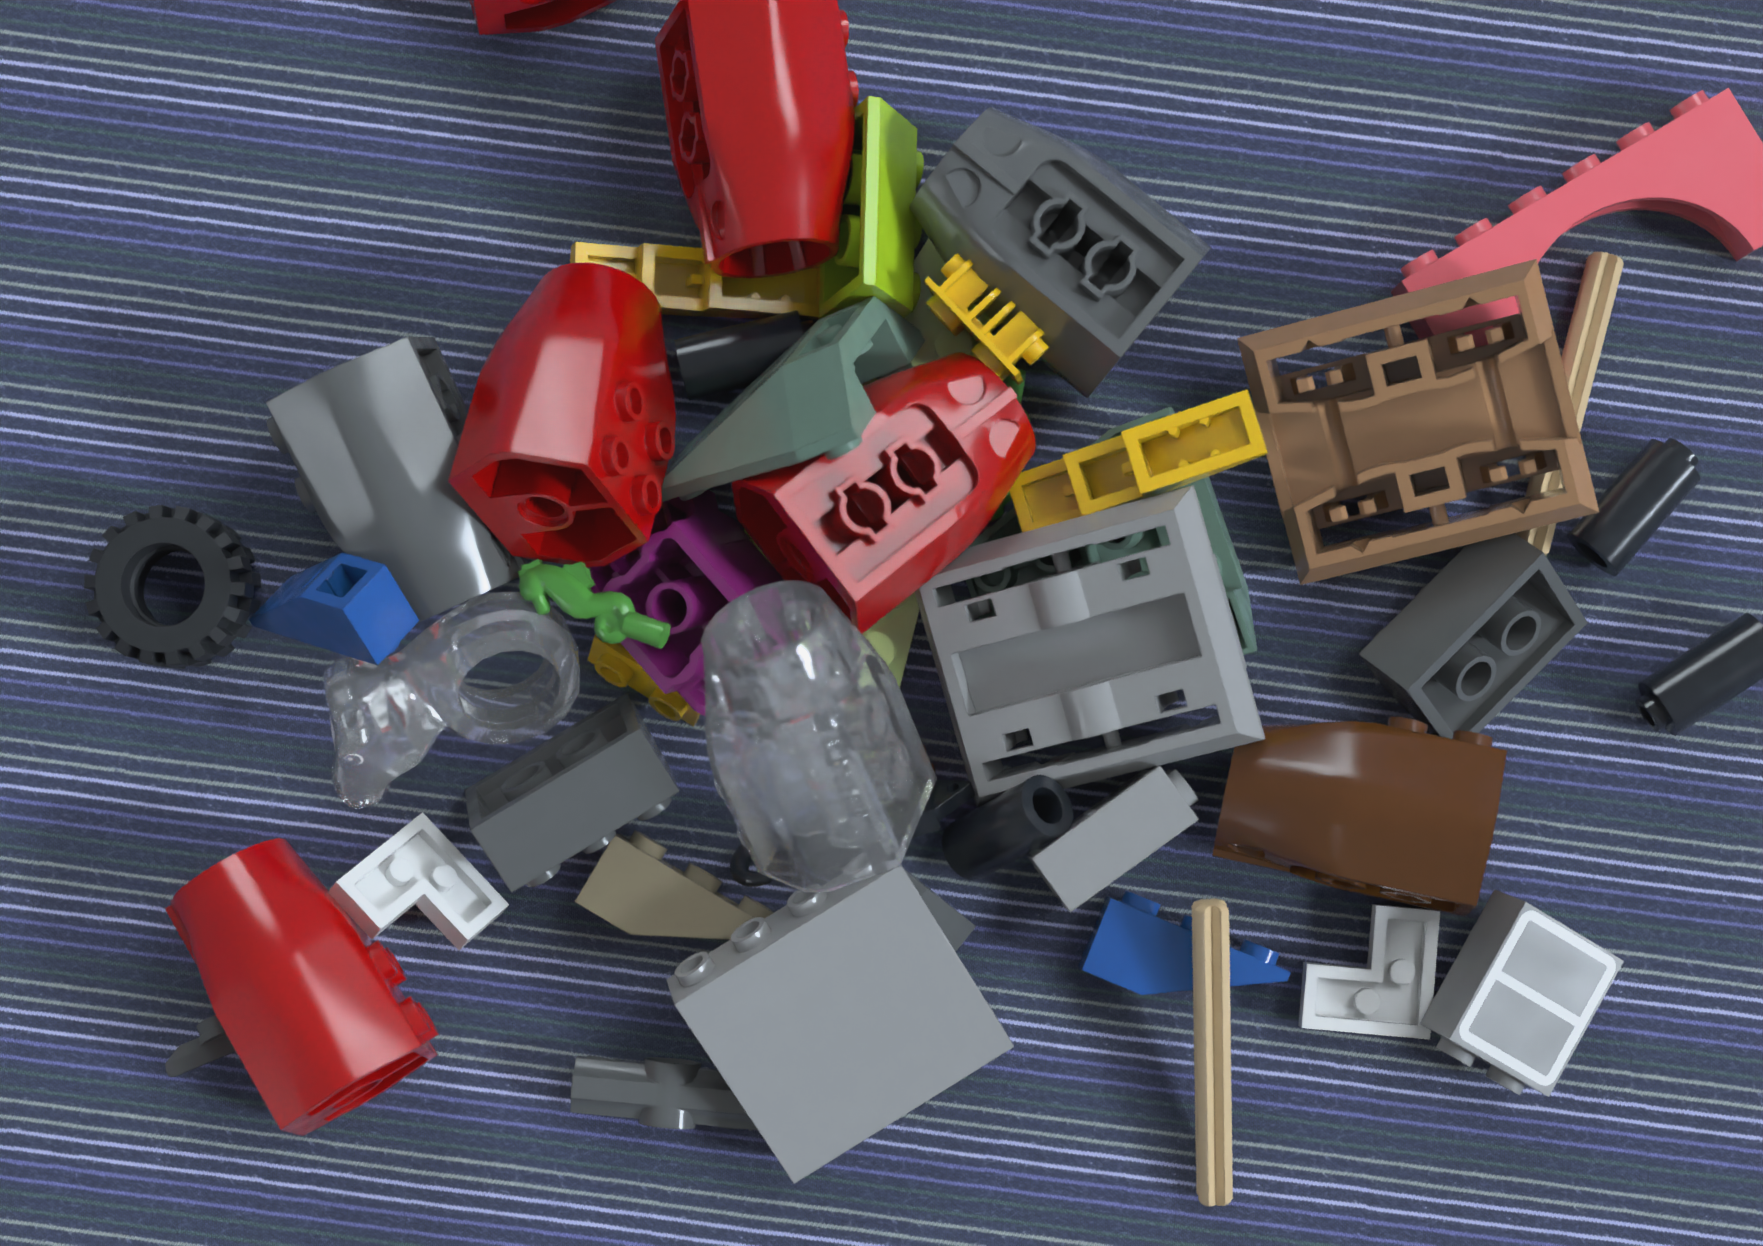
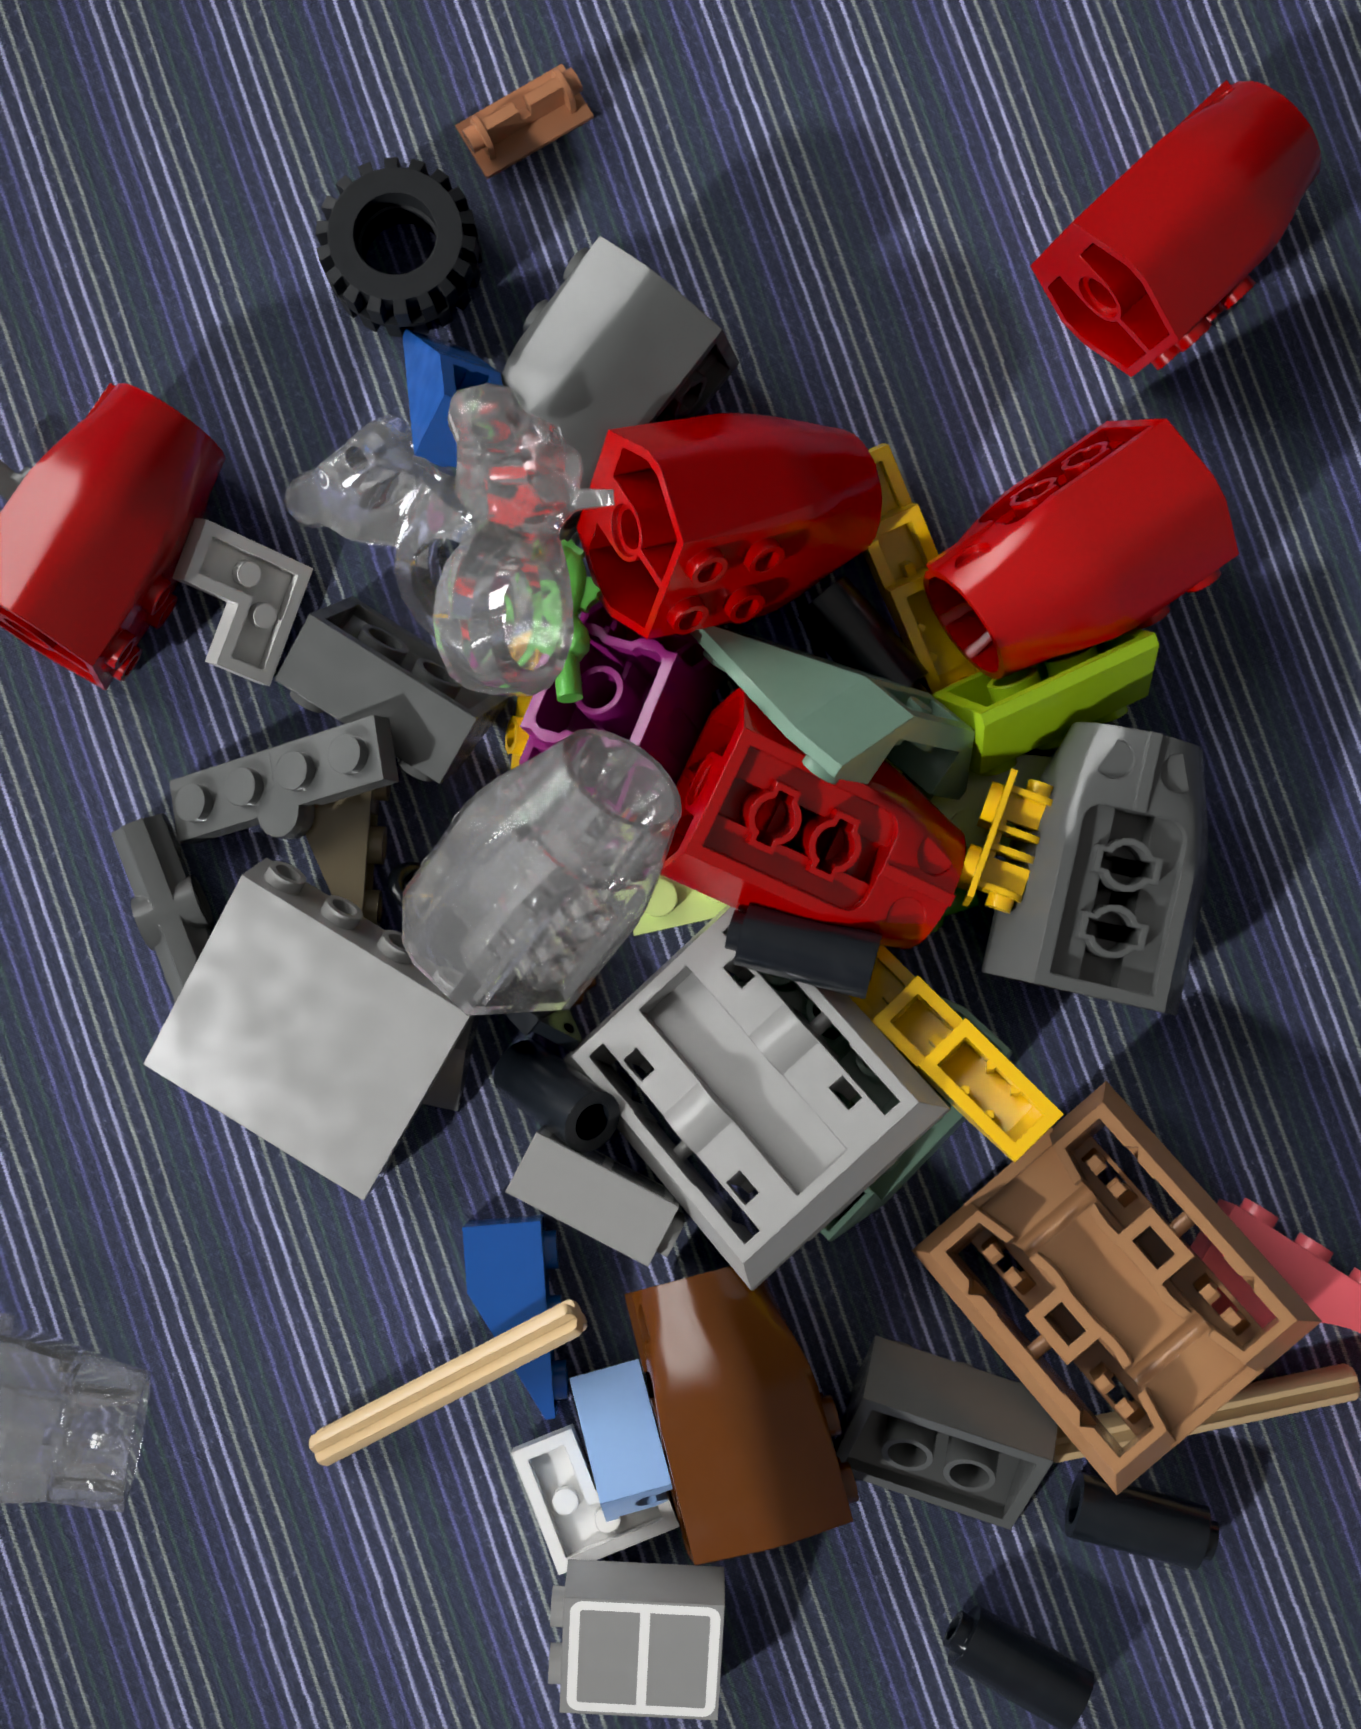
camera: 55 degrees right, 0 degrees up
(112, 417) = (525, 120): none -> nougat hinge
(540, 638) = (520, 491): none -> clear animal
(607, 931) = (285, 783): none -> dark grey hinge
(990, 542) = (804, 949): none -> black brick
(1338, 922) = (621, 1439): none -> light blue hinge

